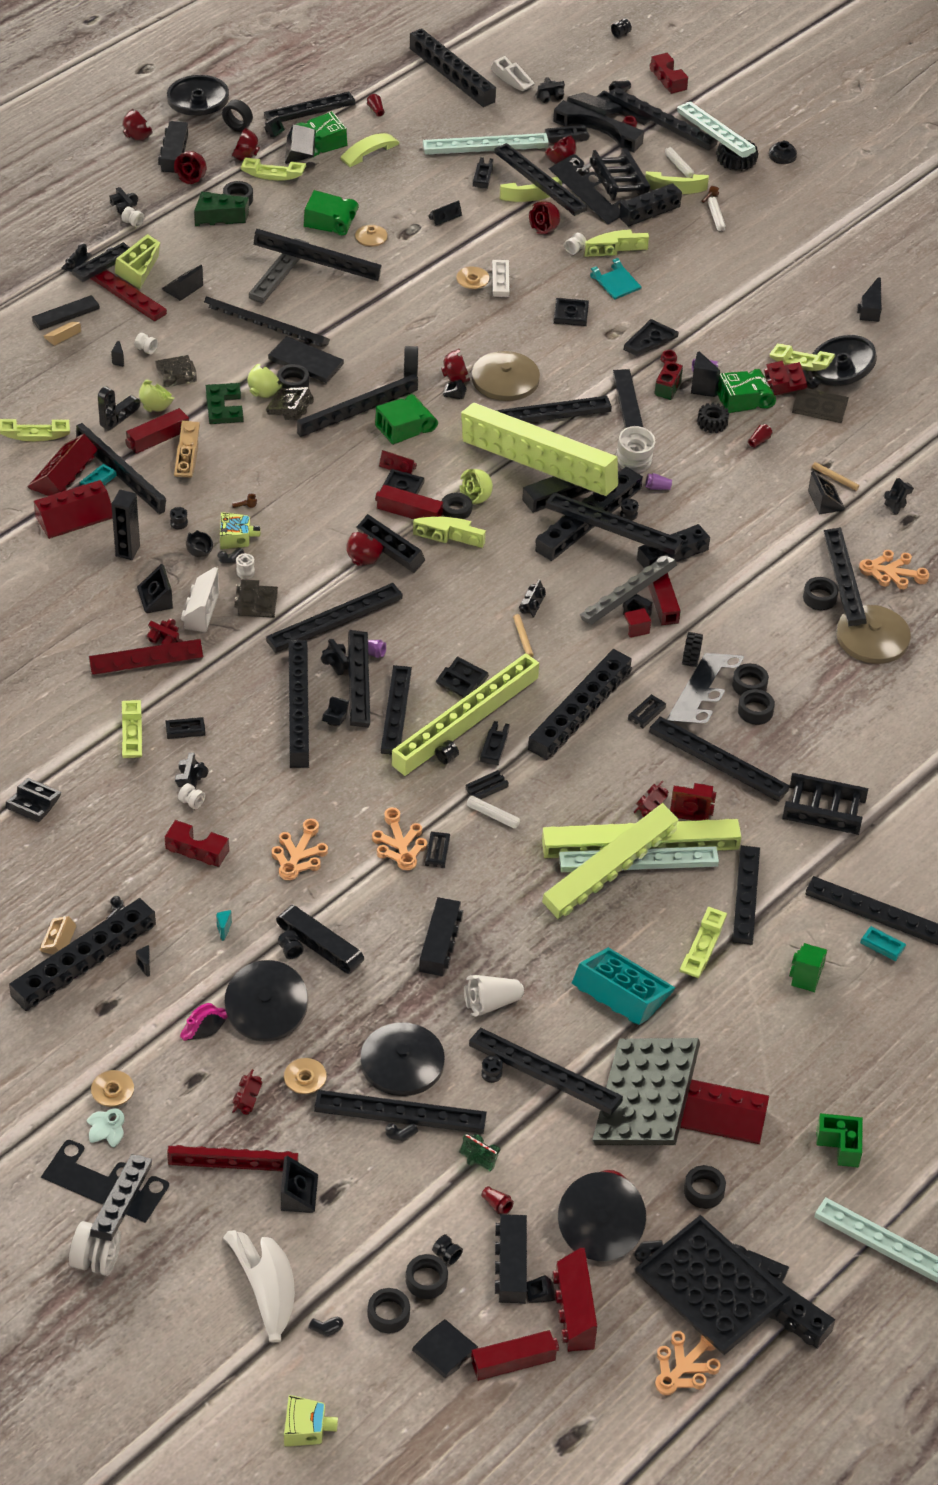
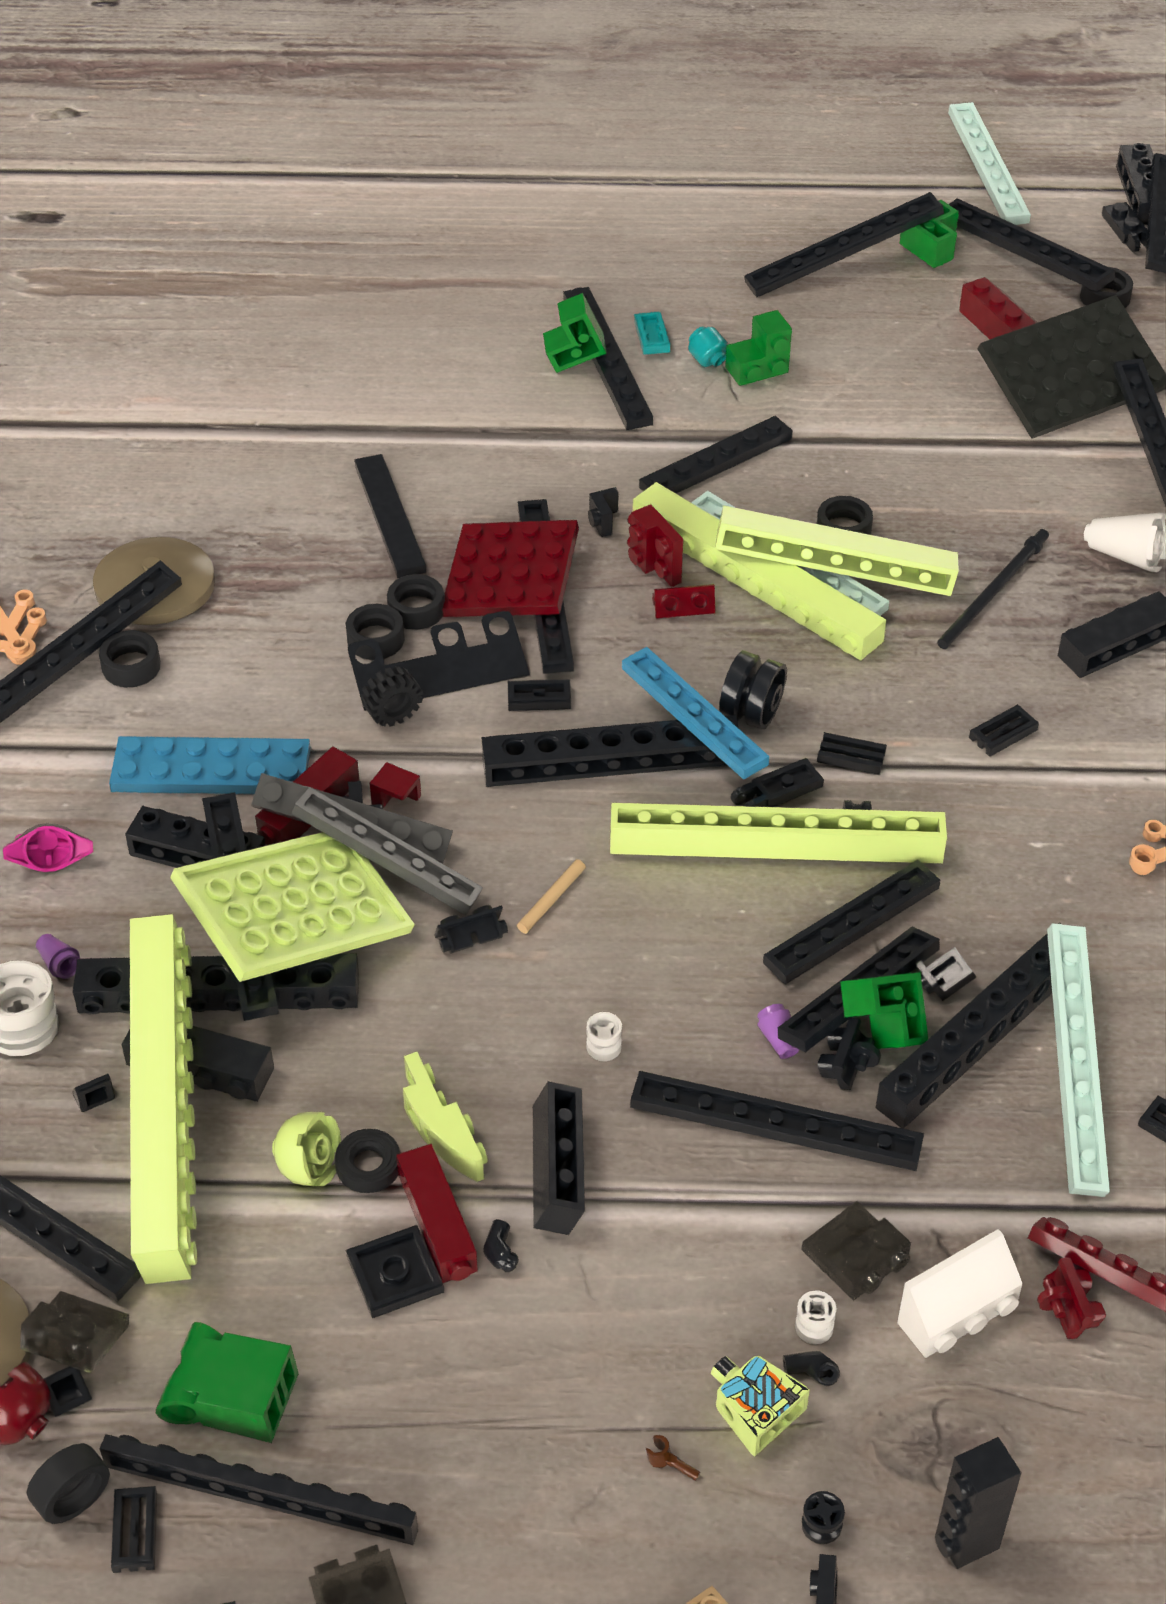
camera: 130 degrees left, 0 degrees up
(156, 591) = (1011, 1391): black slope -> none
(199, 544) = (849, 1421): black hair -> none
(246, 706) = (1077, 1061): none -> light aqua plate
(337, 664) = (893, 1007): none -> green brick
(363, 550) = (610, 1182): dark red cylinder -> none
(381, 379) = (134, 1560): none -> black tile
(381, 516) = (496, 1248): none -> black arm
(393, 461) = (343, 1300): dark red hinge -> none
(405, 860) = (1058, 741): light nougat plant -> none
(431, 597) = (604, 1036): none -> white wheel
(462, 677) = (708, 901): black slope -> none
(470, 391) = (72, 1331): none -> clear smoke plate
(493, 812) = (884, 719): white axle -> none
(538, 963) = (1031, 546): none -> black bar
(555, 762) = (753, 689): none -> black wheel
(561, 725) = (695, 713): none -> dark azure plate
(593, 533) = (290, 904): none -> yellowish green plate
(595, 585) = (387, 850): none -> dark grey plate
(622, 985) = (969, 465): teal slope -> none
(642, 889) = (846, 507): none -> black tyre
(704, 942) = (839, 447): yellowish green slope -> none
(722, 584) = (204, 763): none -> dark azure plate
(725, 507) = (47, 847): none -> dark pink hat
(739, 747) = (510, 568): none -> dark red plate
(748, 812) = (601, 510): none -> black bracket
(783, 1173) = (1032, 246): none -> black plate
(823, 817) = (524, 447): black fence -> none
(836, 742) = (390, 516): none -> black tile
(842, 953) = (707, 346): none -> teal head
(869, 1079) = (843, 244): none -> black tile
(900, 887) = (578, 337): none -> green brick

